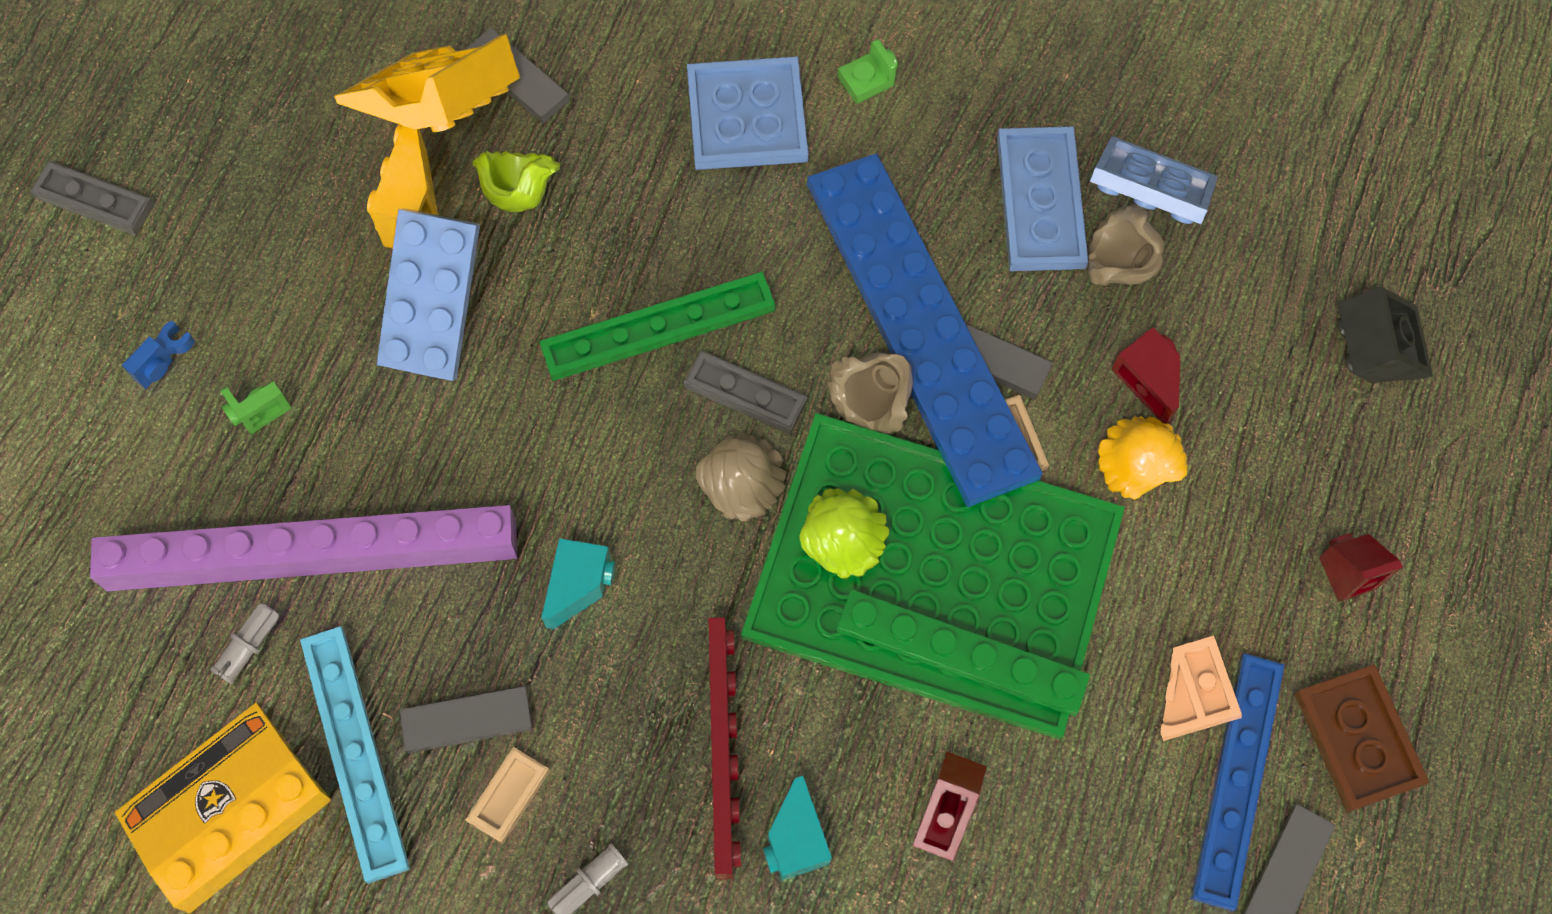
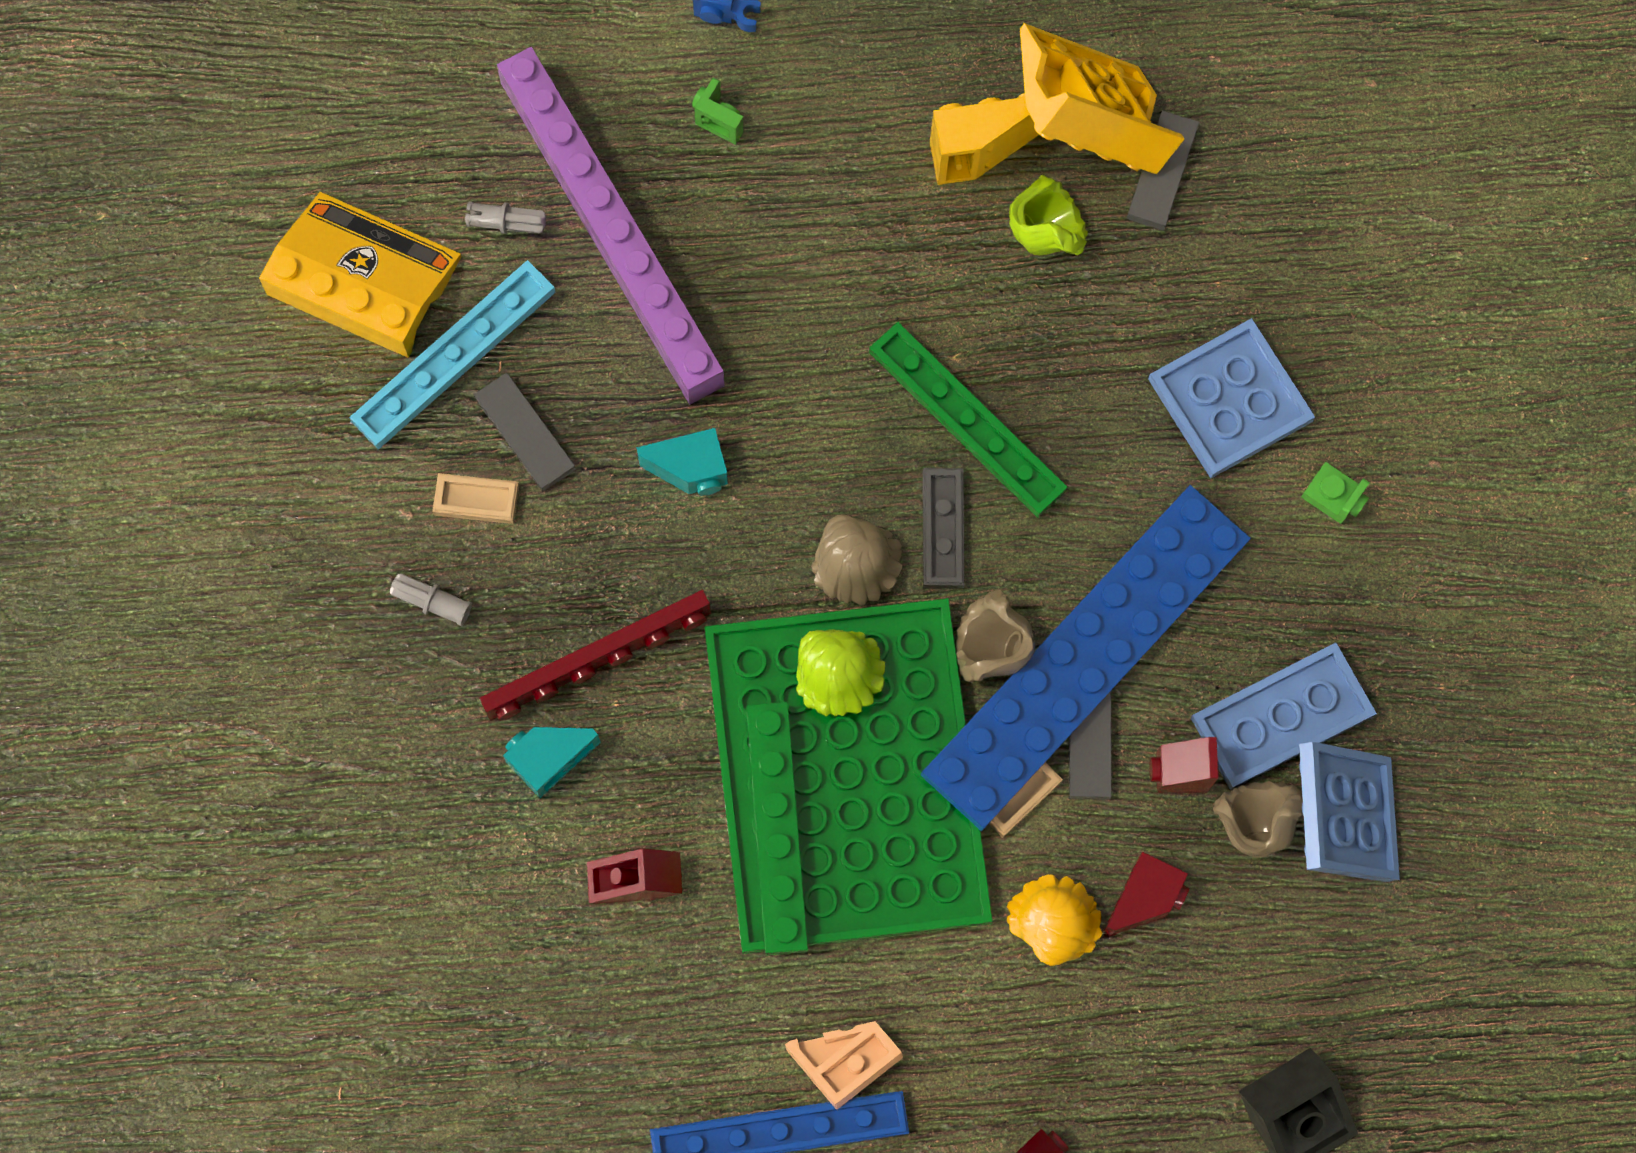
camera: 65 degrees right, 5 degrees up
(428, 294) = (887, 202): medium blue plate -> none
(1058, 285) = (1185, 766): none -> slope

